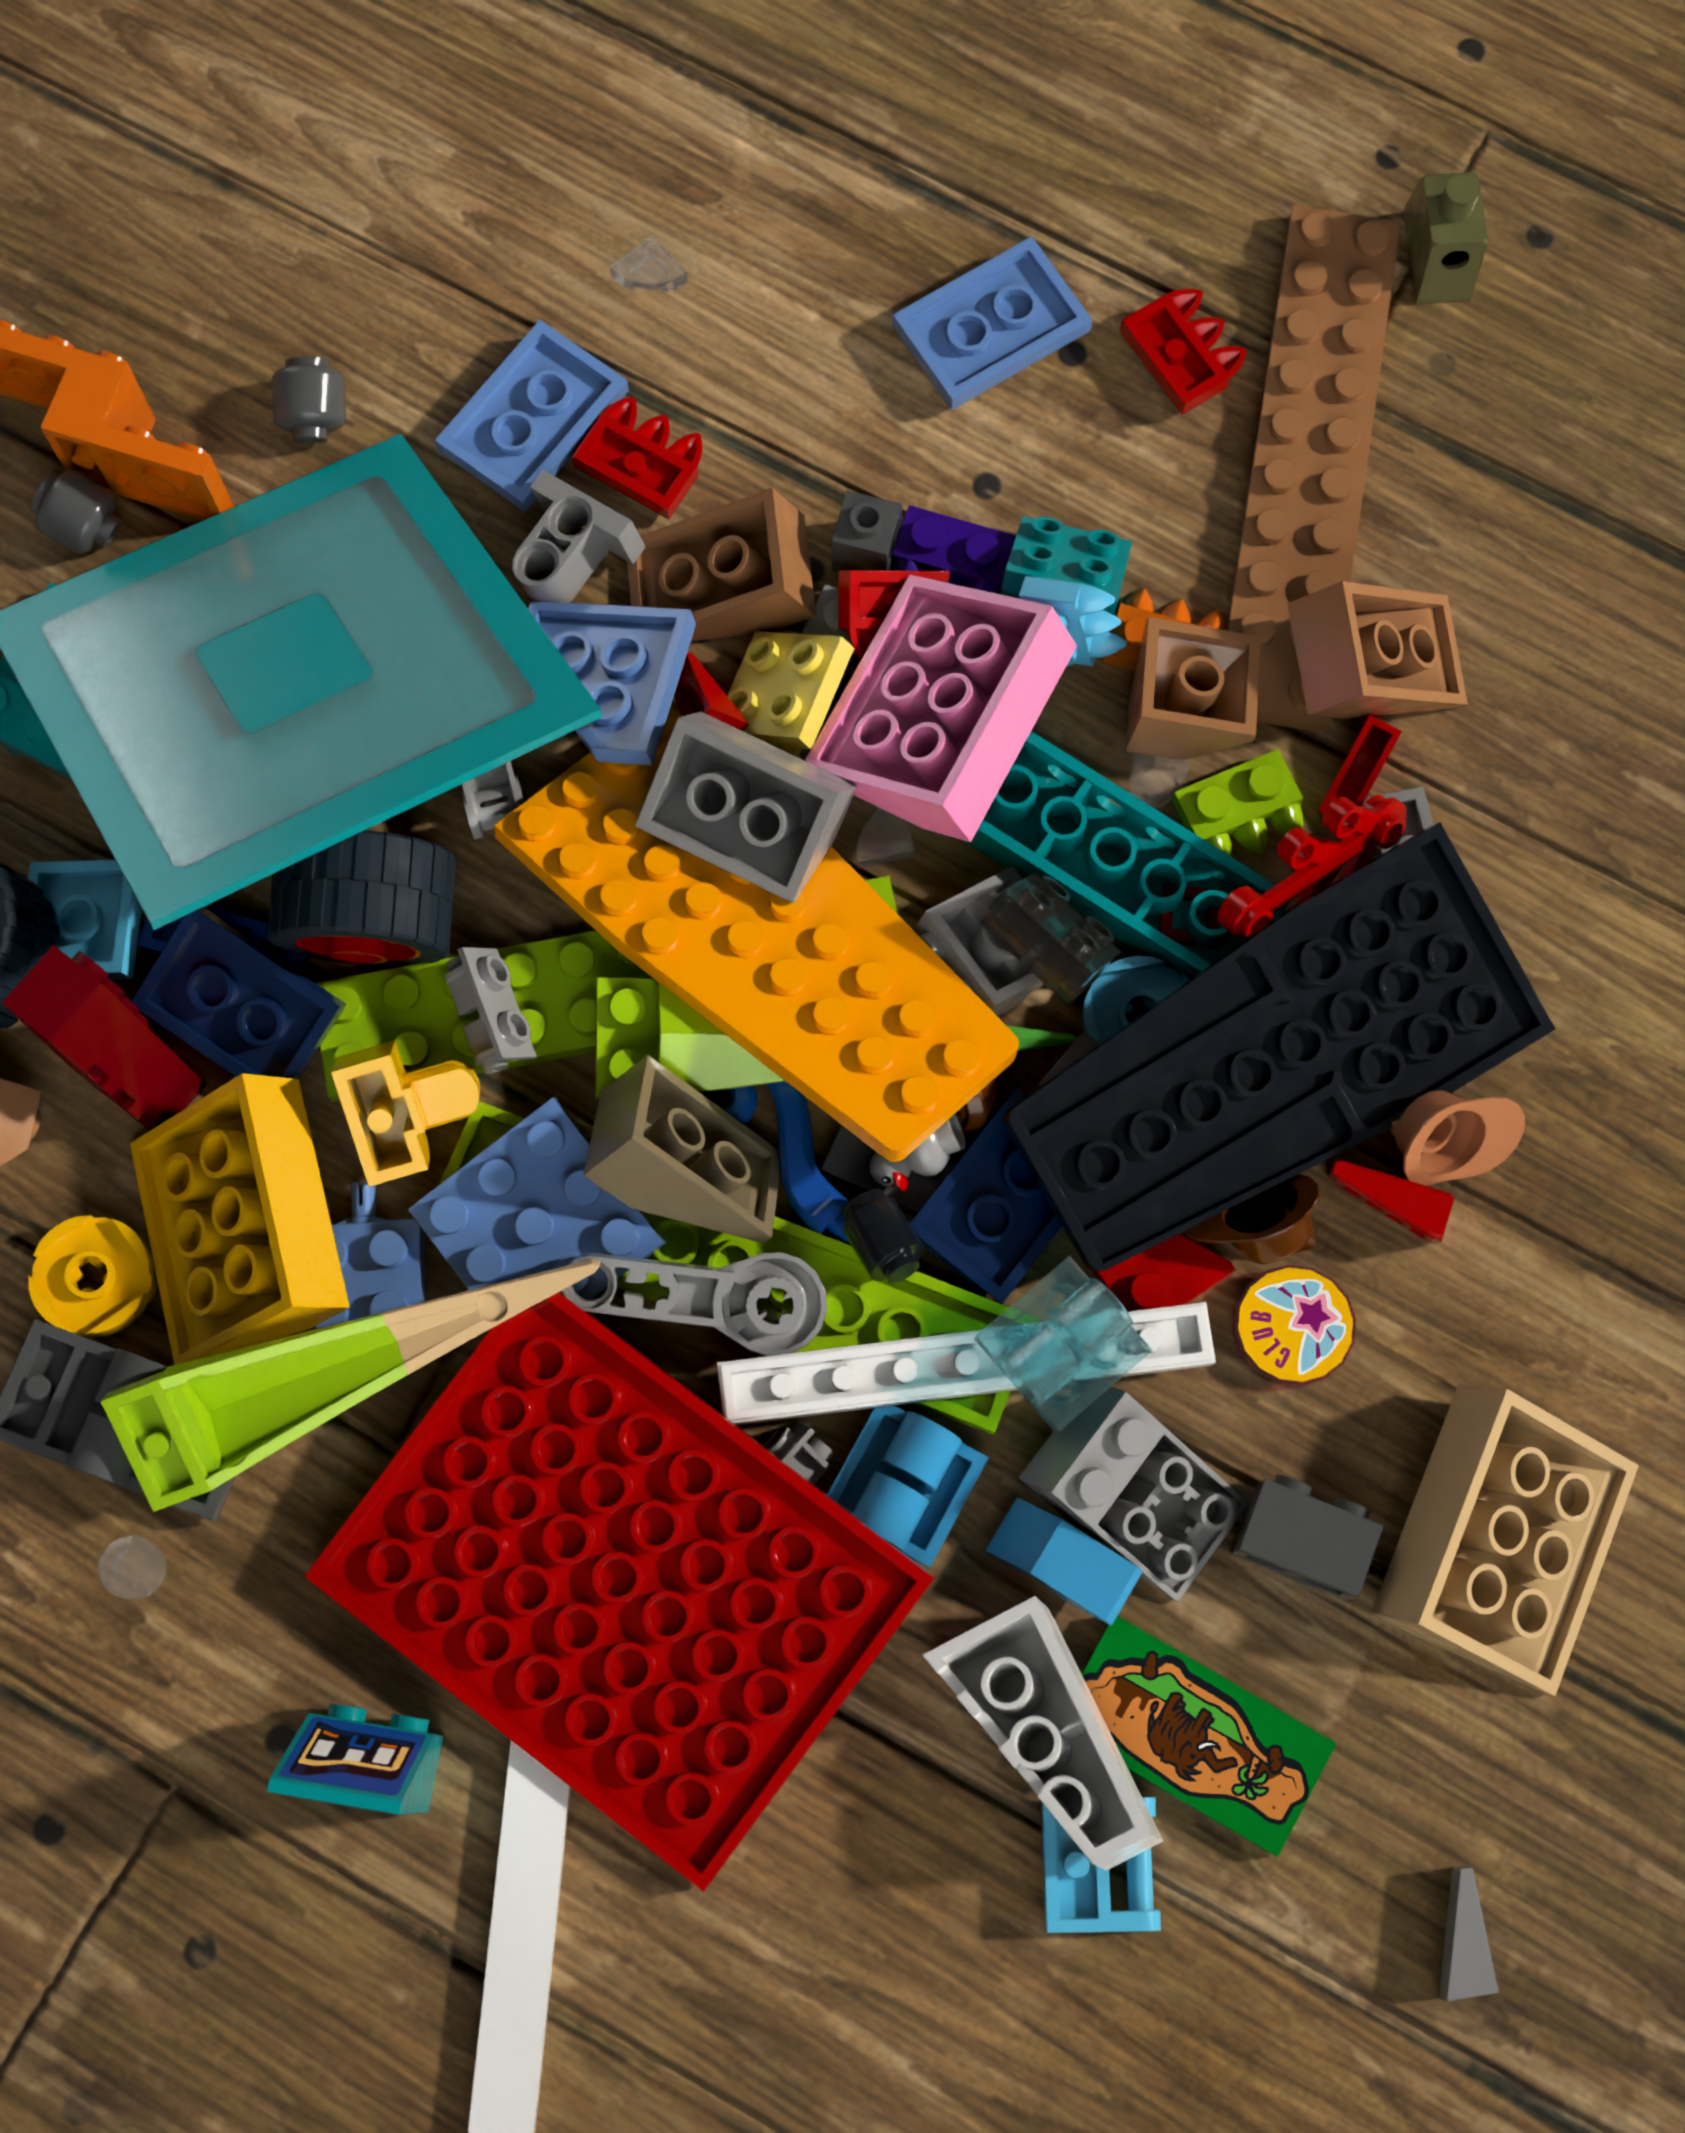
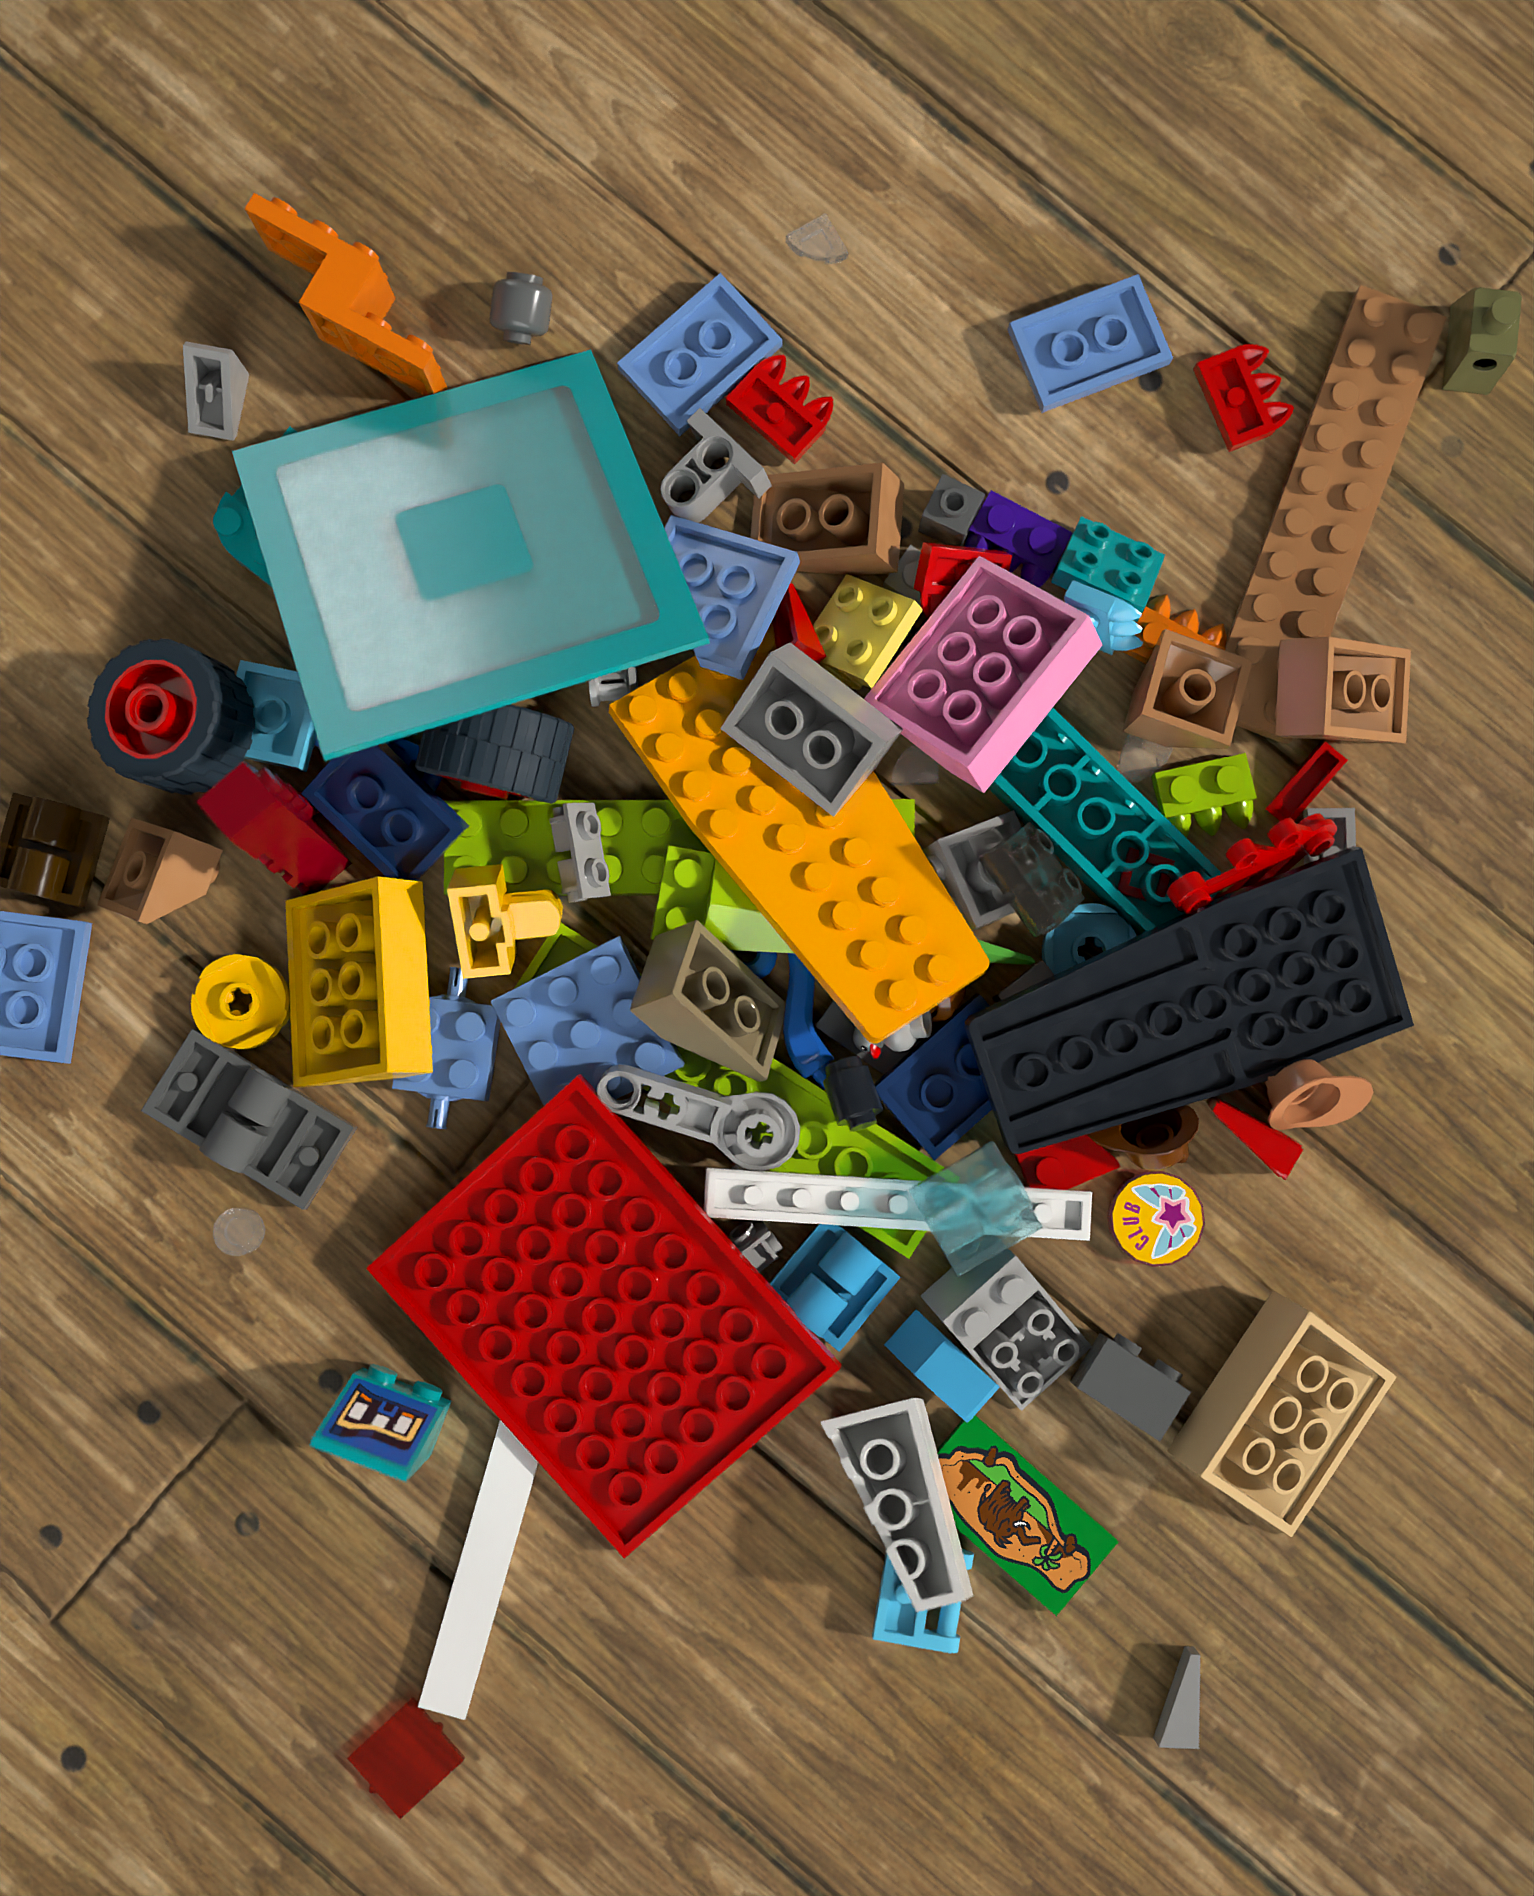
camera: 10 degrees right, 10 degrees up
(76, 511) = (319, 370): dark grey head -> none
(235, 1408) = (330, 1135): lime plate -> none

